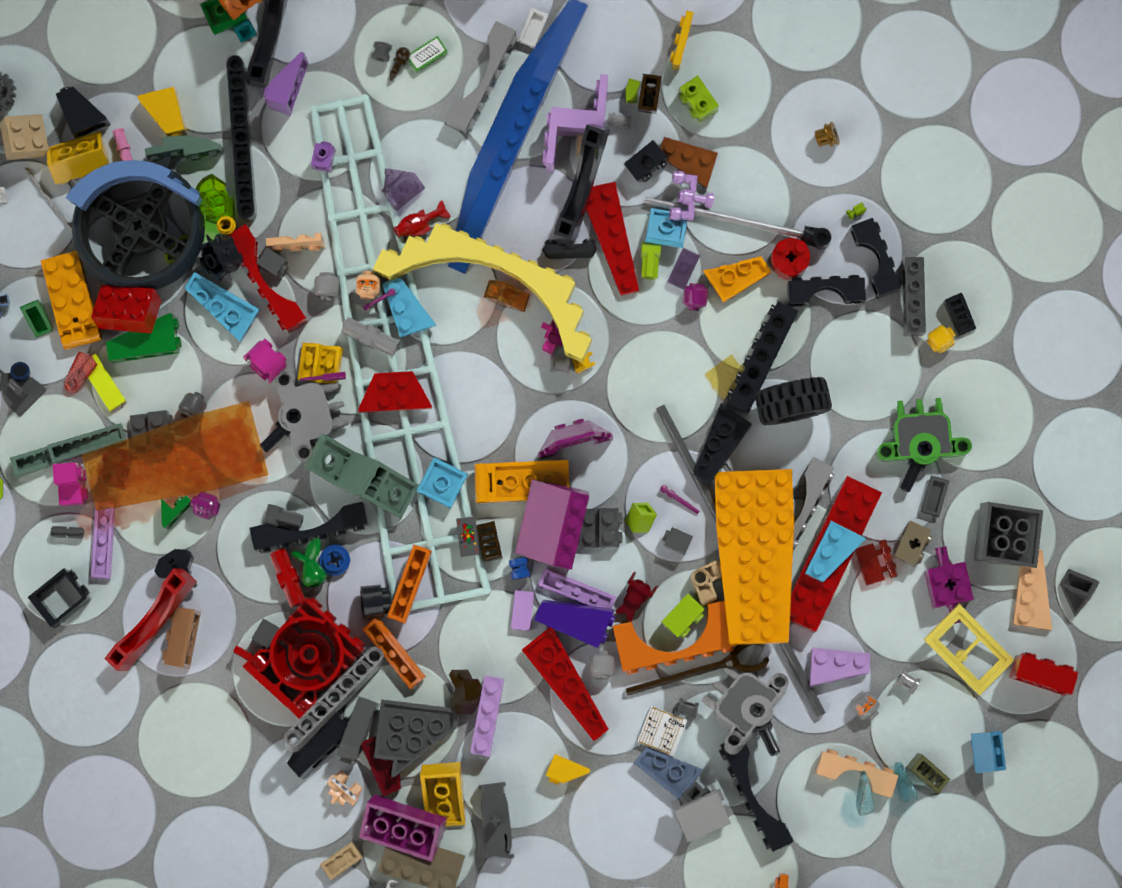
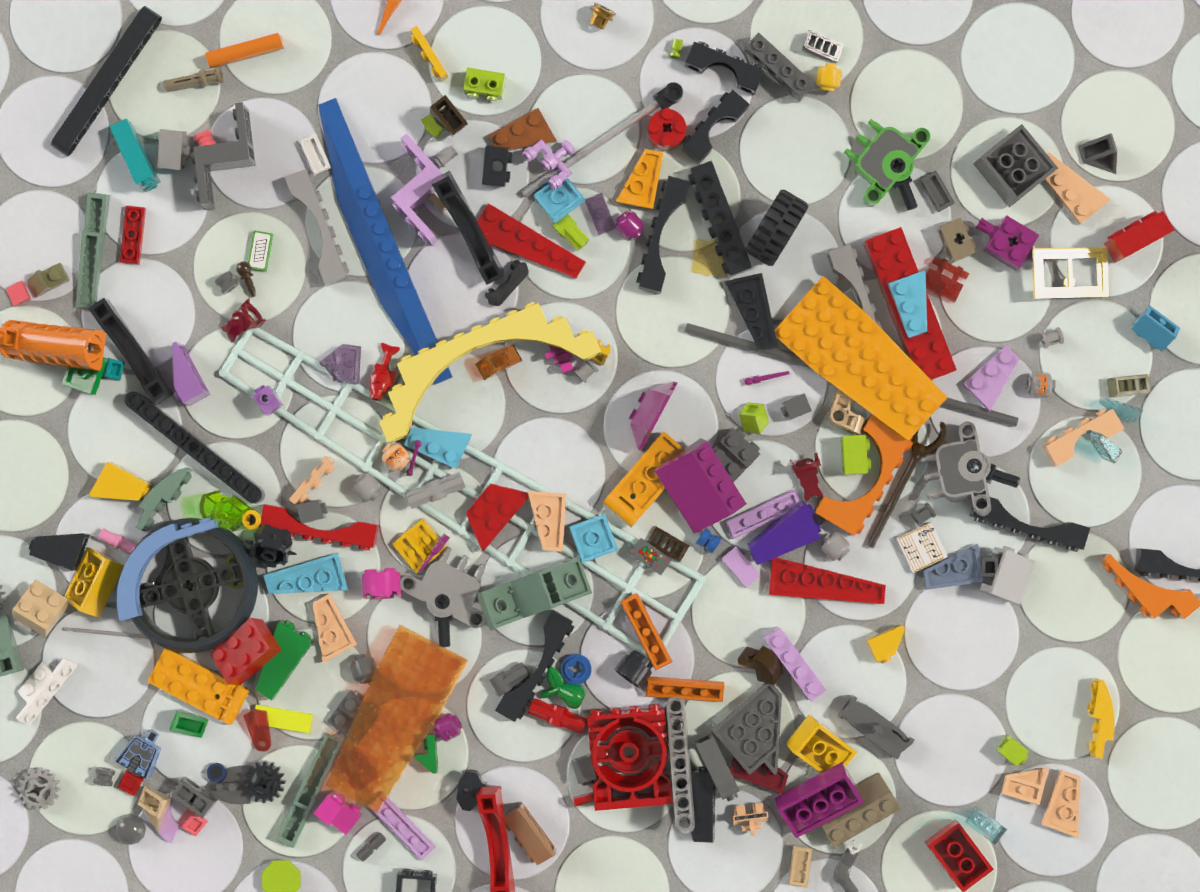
camera: 50 degrees left, 5 degrees up
(47, 404) = (262, 774): none -> black gear
(201, 356) = (332, 629): none -> light nougat wing
(364, 88) = (242, 321): none -> dark red hair
(427, 436) = (549, 518): none -> light nougat wing
(746, 309) = (674, 196): none -> black arch

